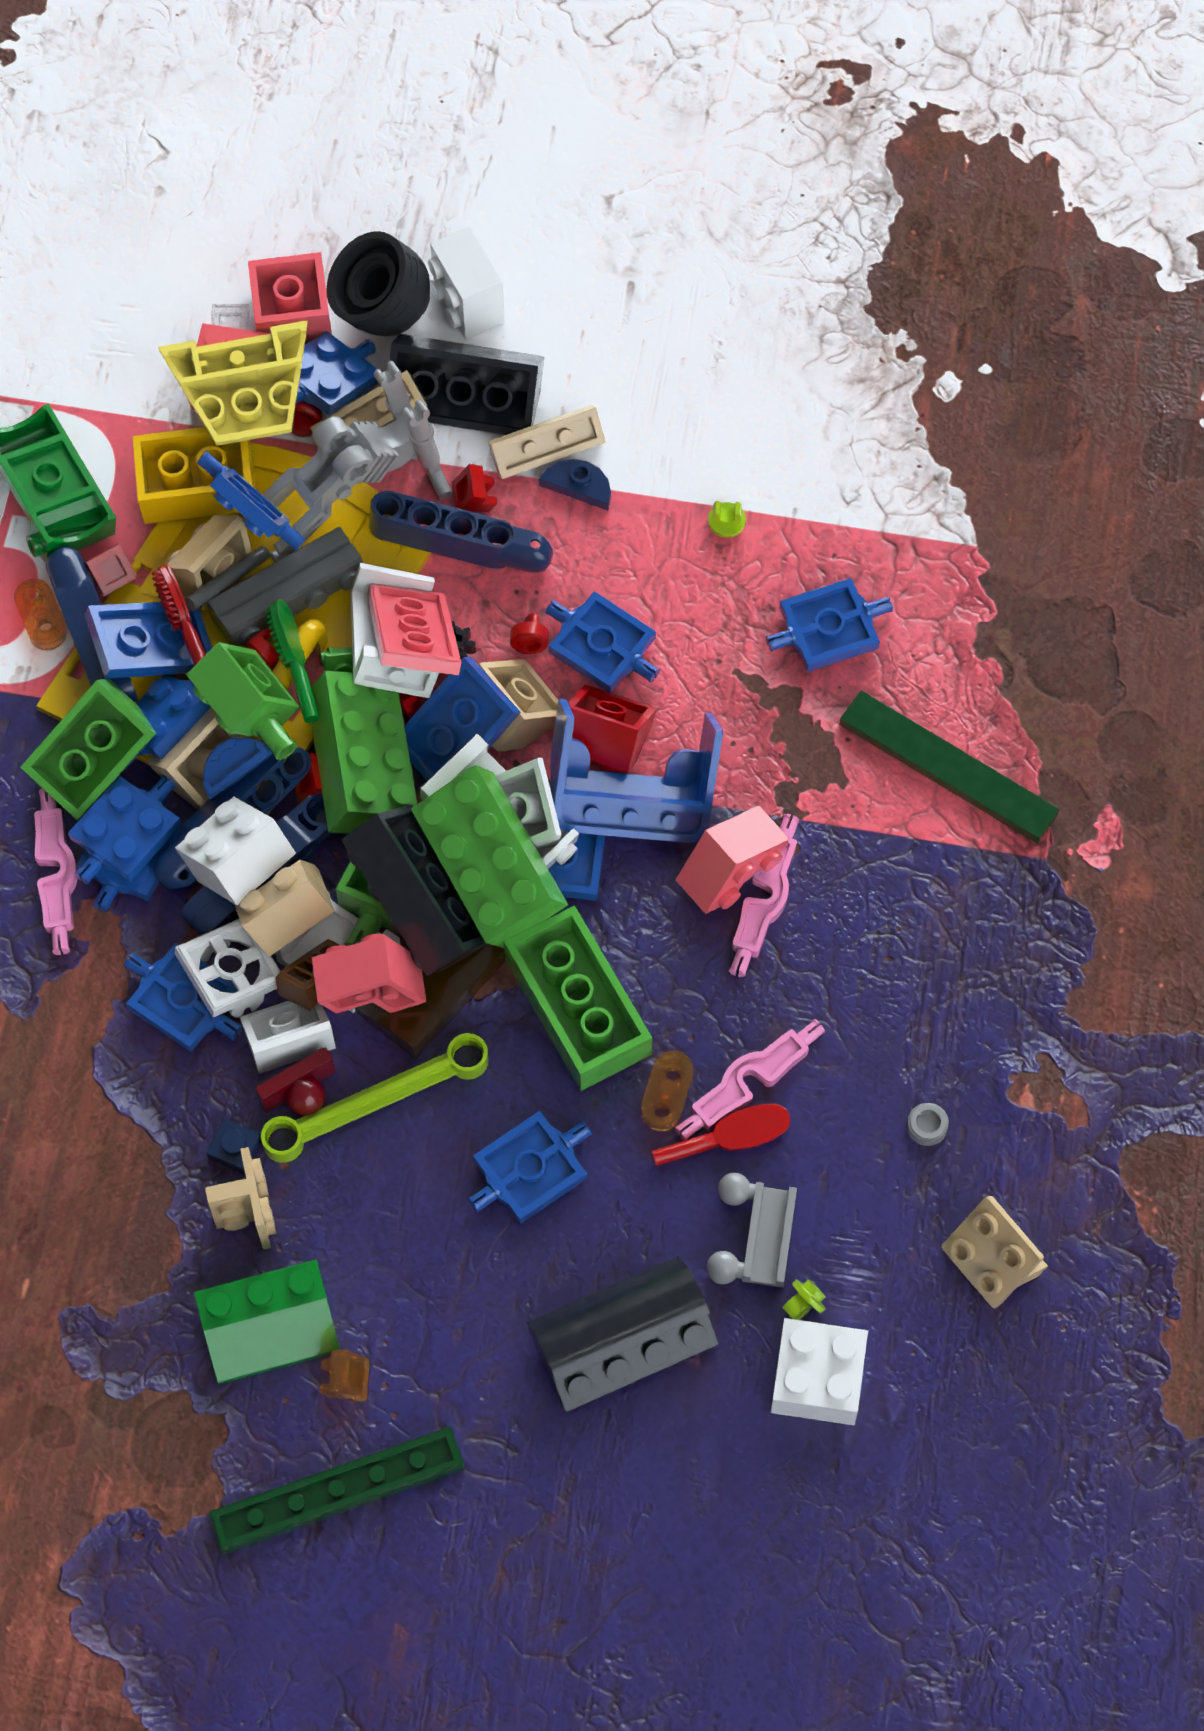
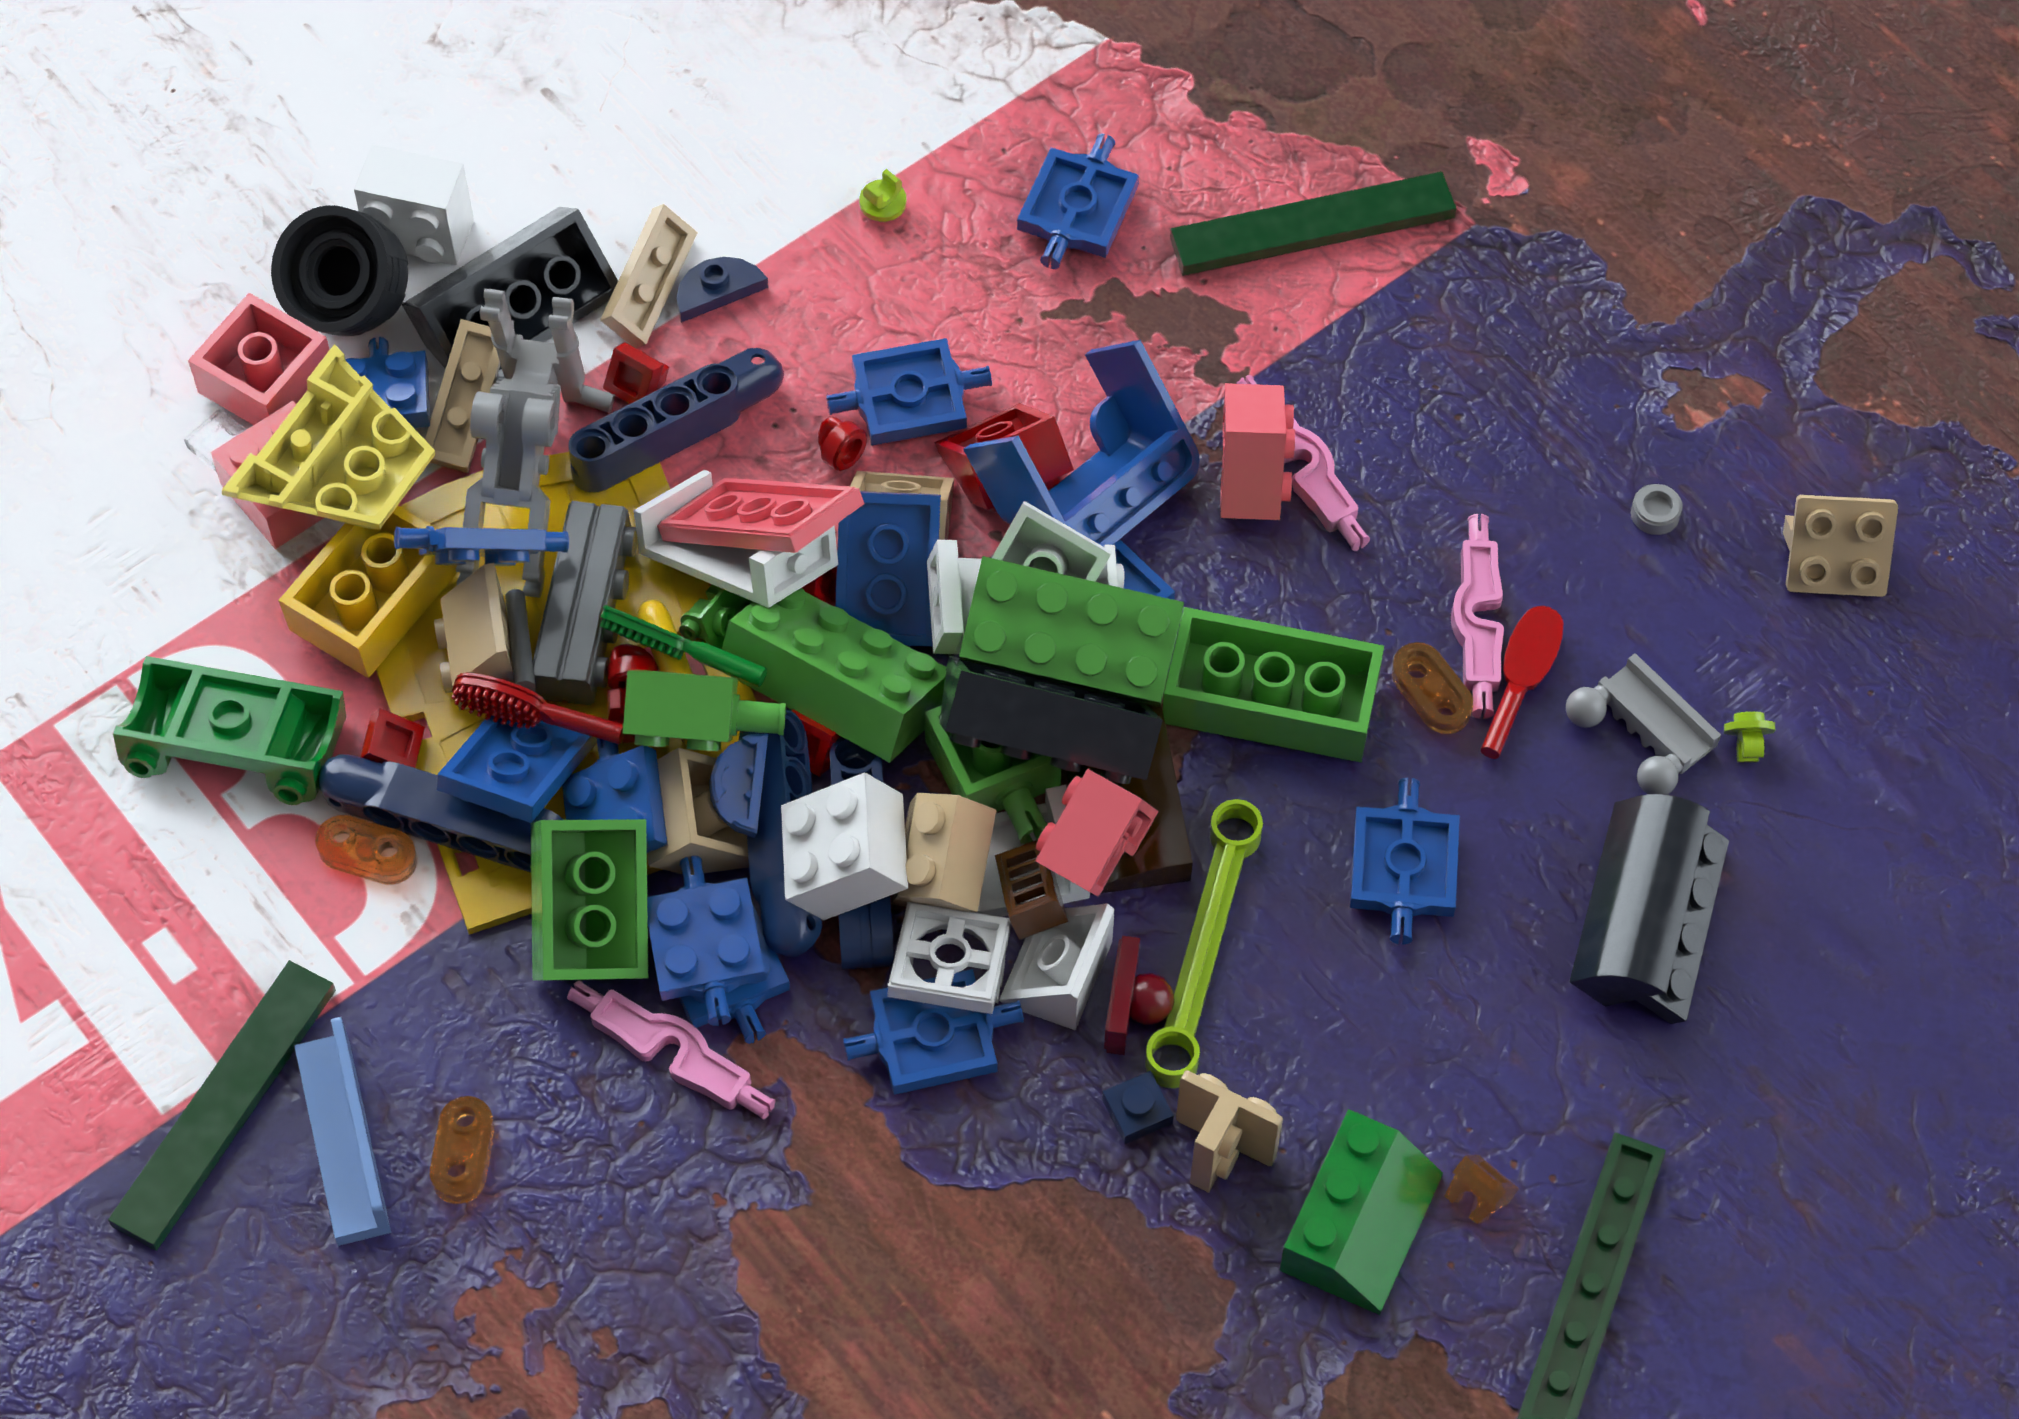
camera: 50 degrees left, 5 degrees down
(819, 1371) = (1835, 774): white brick -> none

